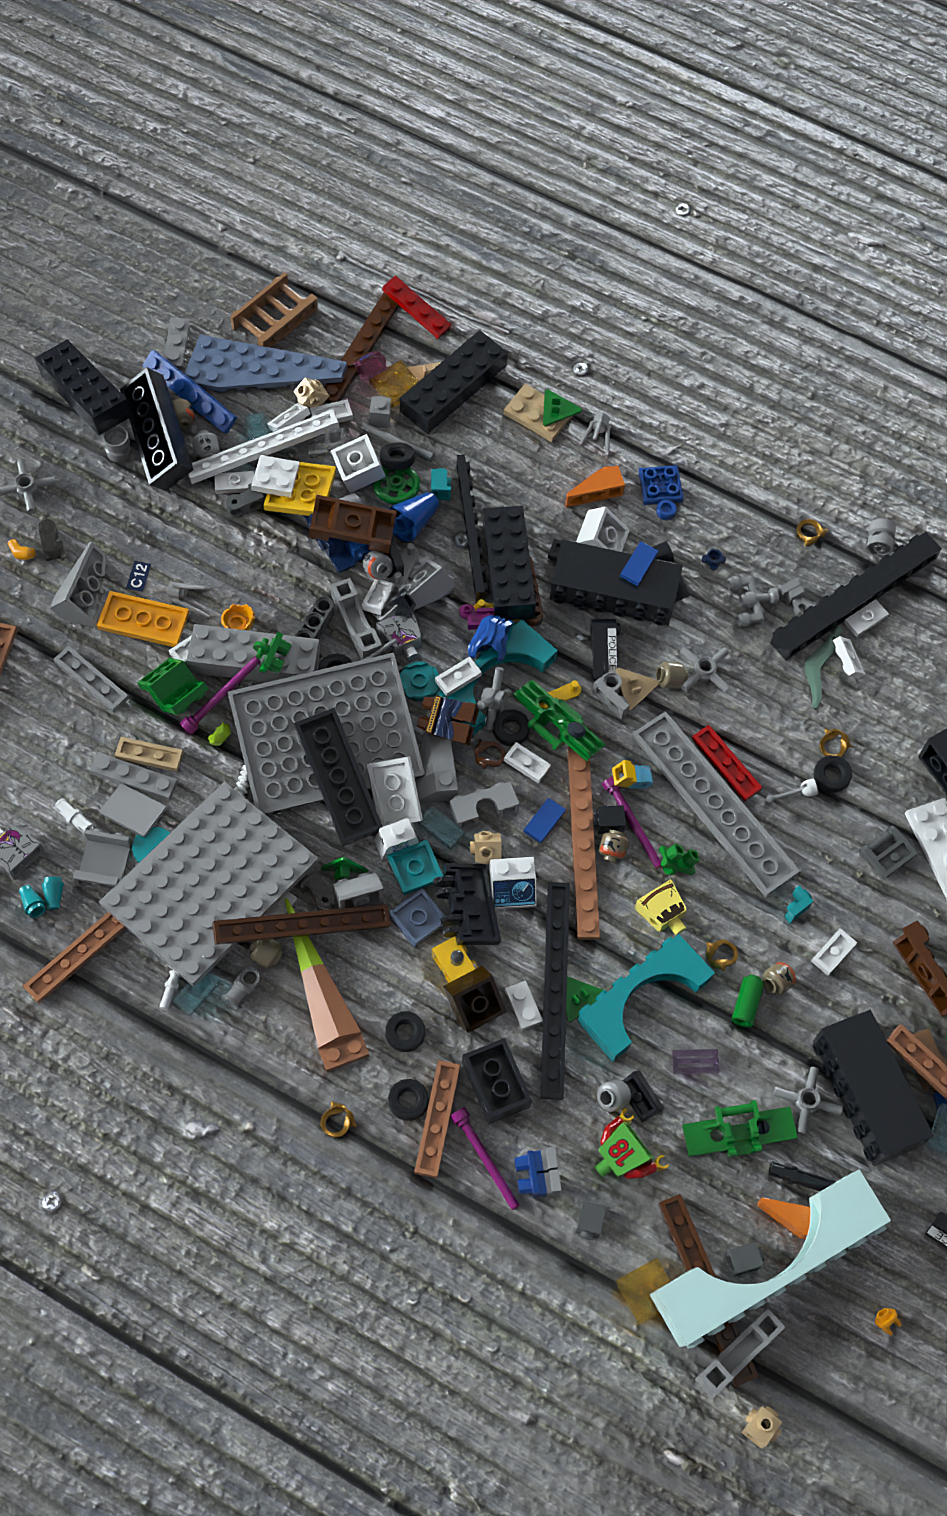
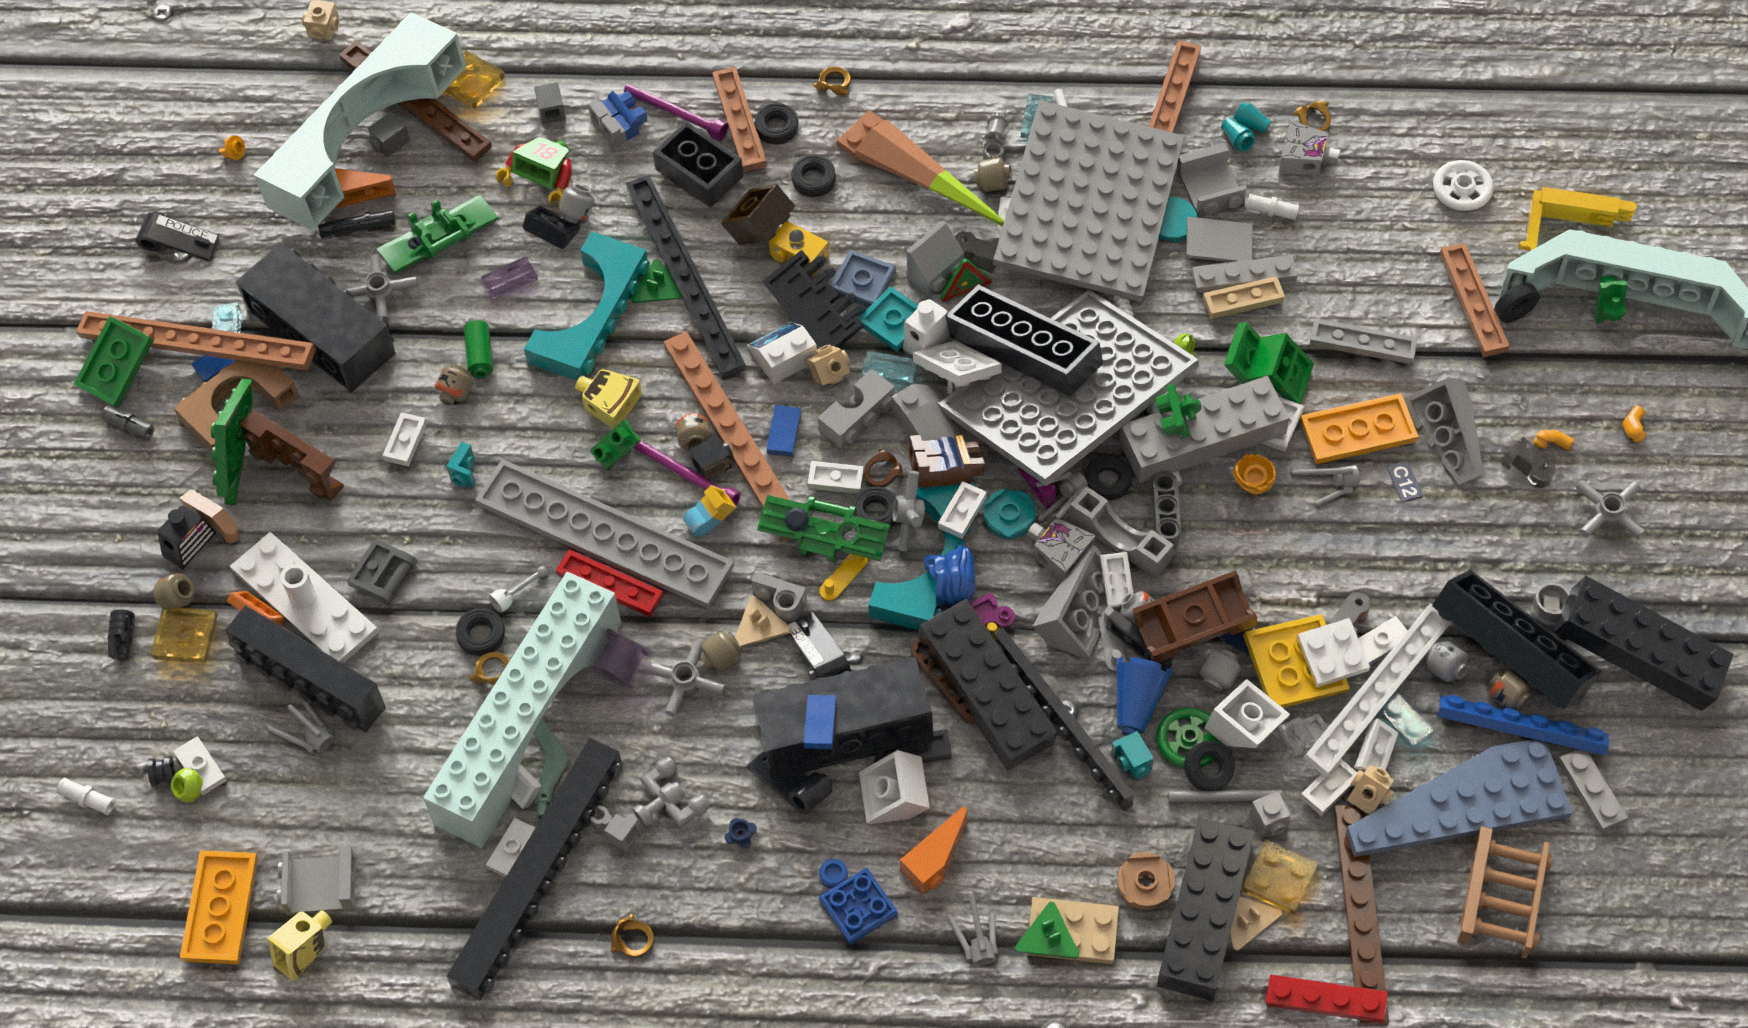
camera: 160 degrees right, 5 degrees down
(191, 723) = (1221, 347): magenta piece -> none
(300, 924) = (976, 190): reddish brown plate -> none
(370, 365) = (1326, 872): clear pink brick -> none
(404, 602) = (1075, 560): black tile -> none
(478, 425) = (1137, 895): none -> medium nougat plate
(523, 1005) = (710, 250): white plate -> none
(720, 964) = (538, 385): pearl gold piece -> none
(739, 1353) = (374, 26): light grey arch -> none
(743, 698) = (620, 658): none -> clear purple piece
(784, 713) = (483, 766): none -> light aqua arch
(881, 537) = (534, 962): light grey wheel -> none

